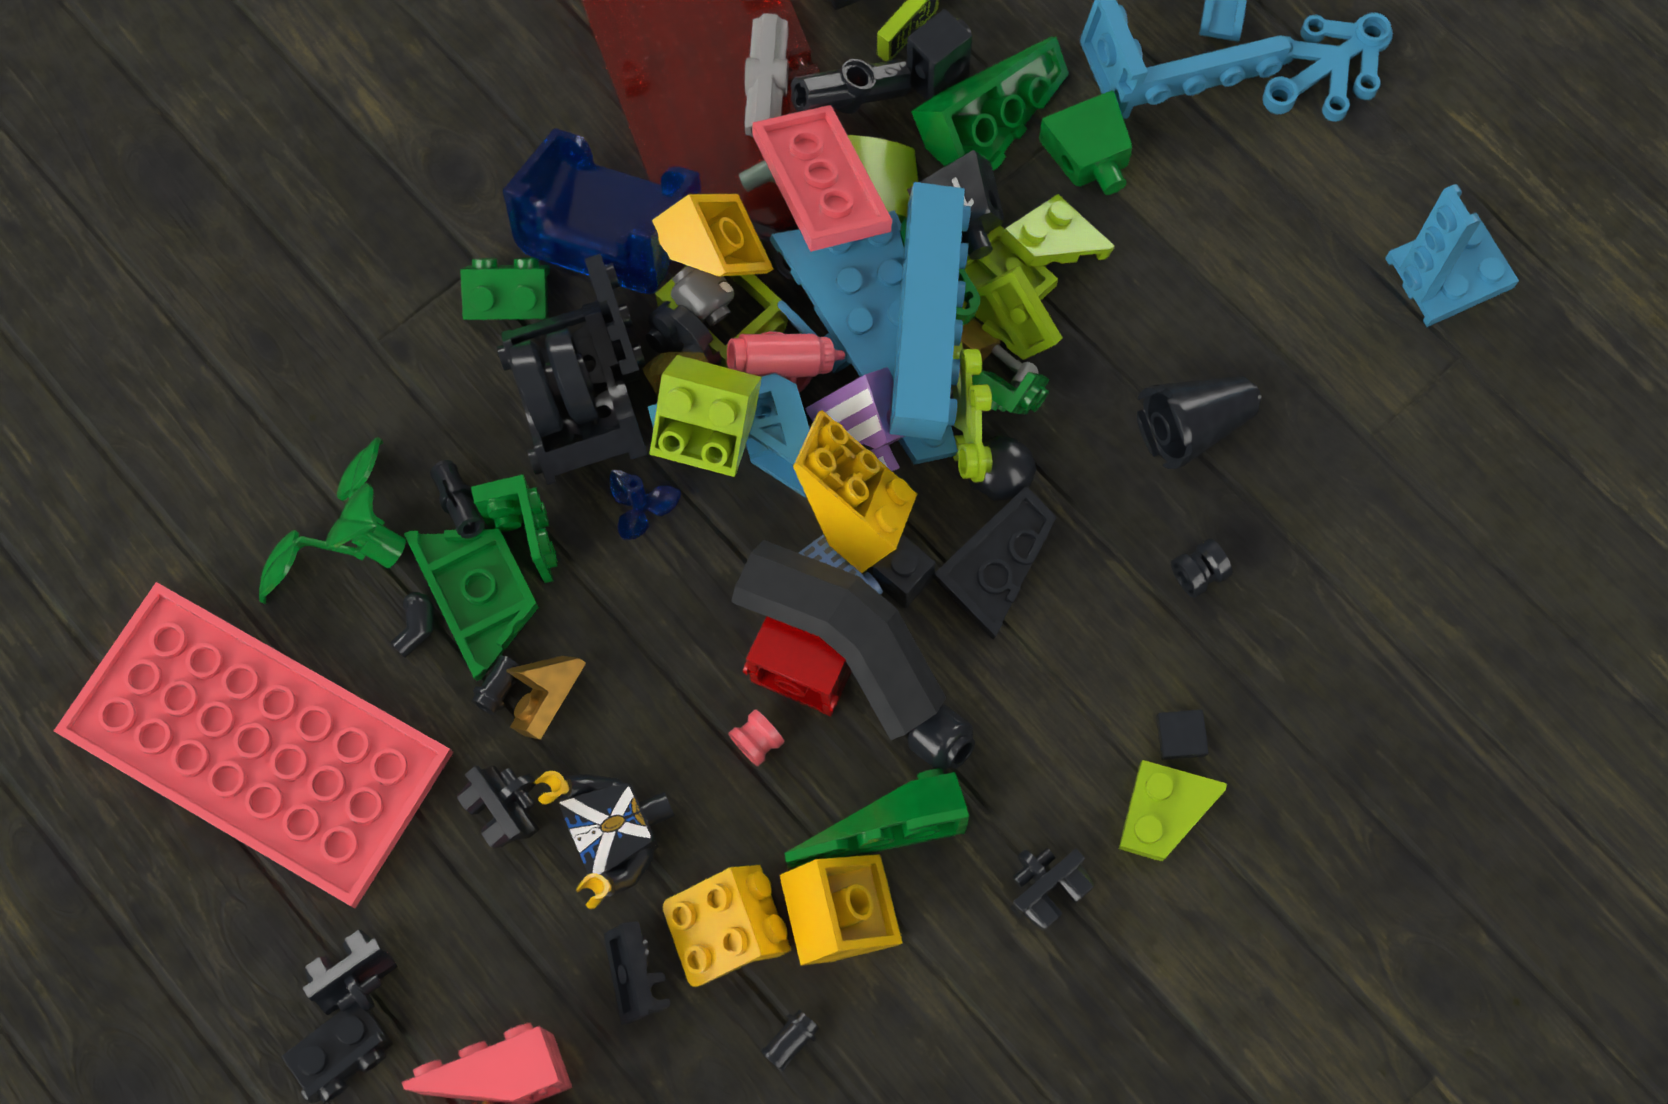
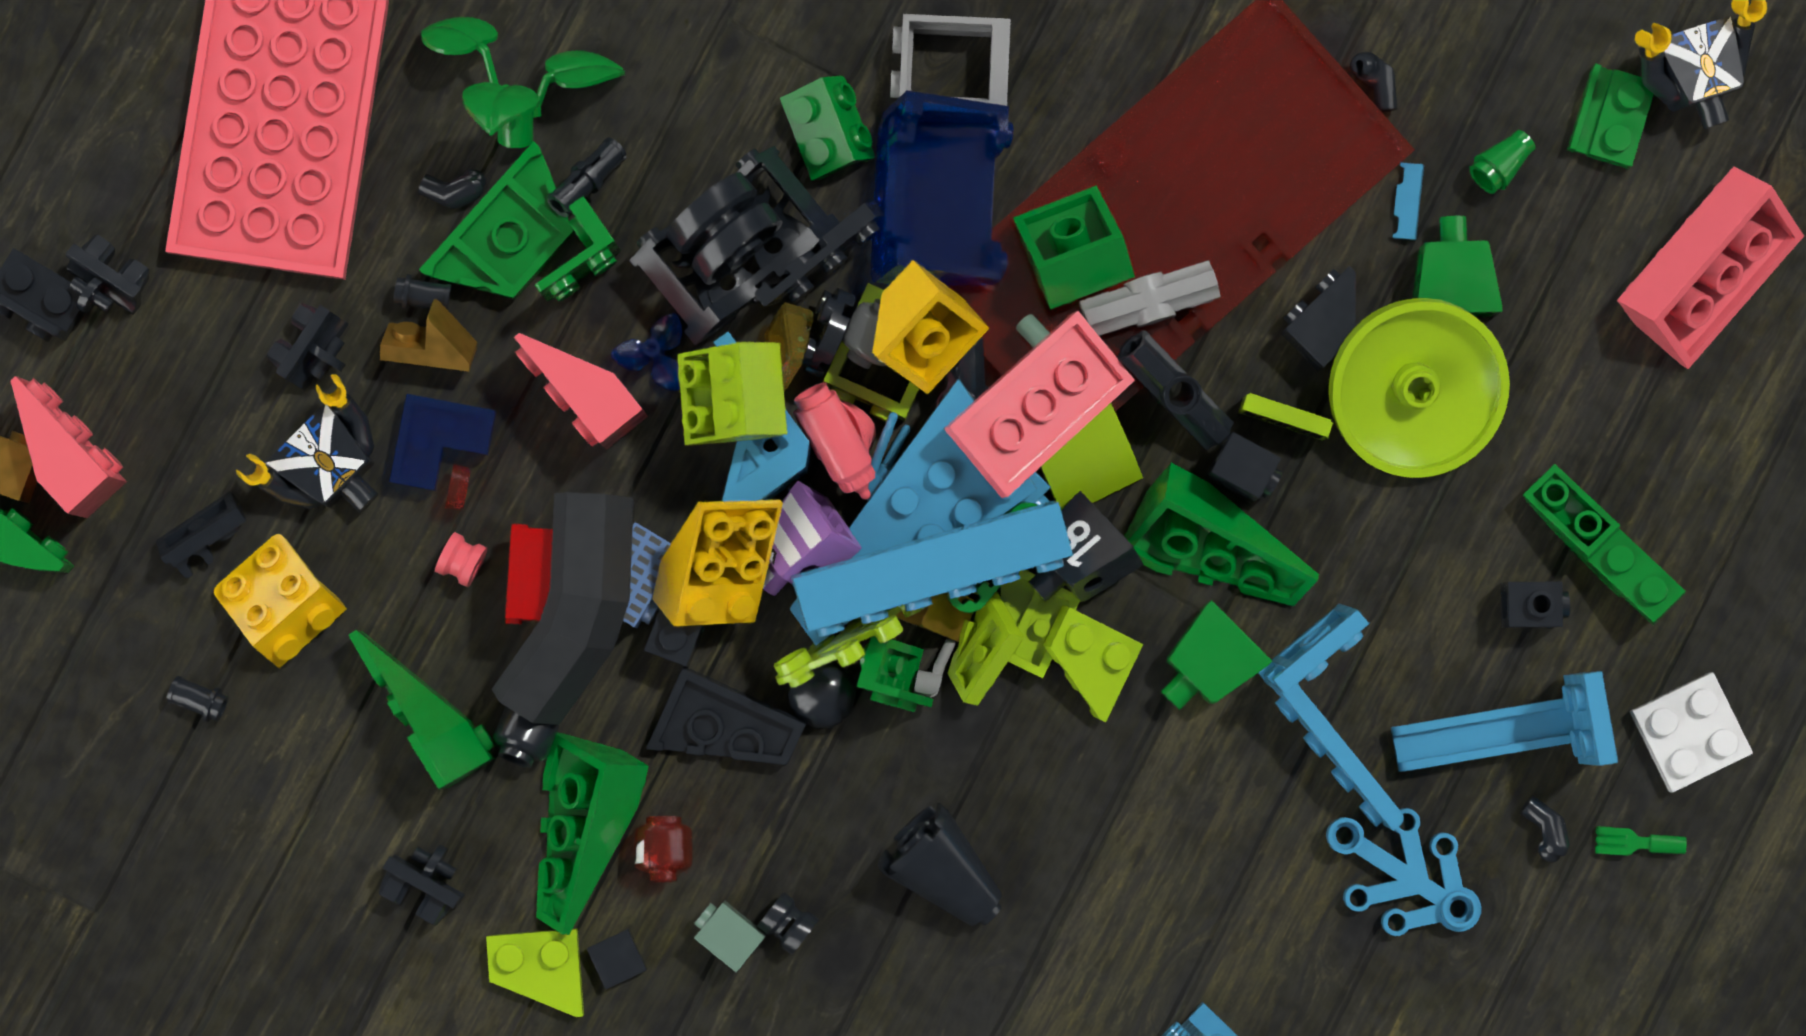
camera: 60 degrees right, 15 degrees up
(485, 128) = (995, 28): none -> light grey window
(623, 719) = (431, 426): none -> clear blue plate
(646, 562) = (595, 395): none -> coral slope
(688, 716) = (458, 487): none -> clear red tile
(697, 117) = (1074, 247): none -> green slope
(840, 908) = (329, 700): yellow slope -> none
(1037, 710) = (590, 807): none -> green wedge
(1094, 651) = (663, 848): none -> clear red head
(1195, 622) = (728, 934): none -> sand green brick

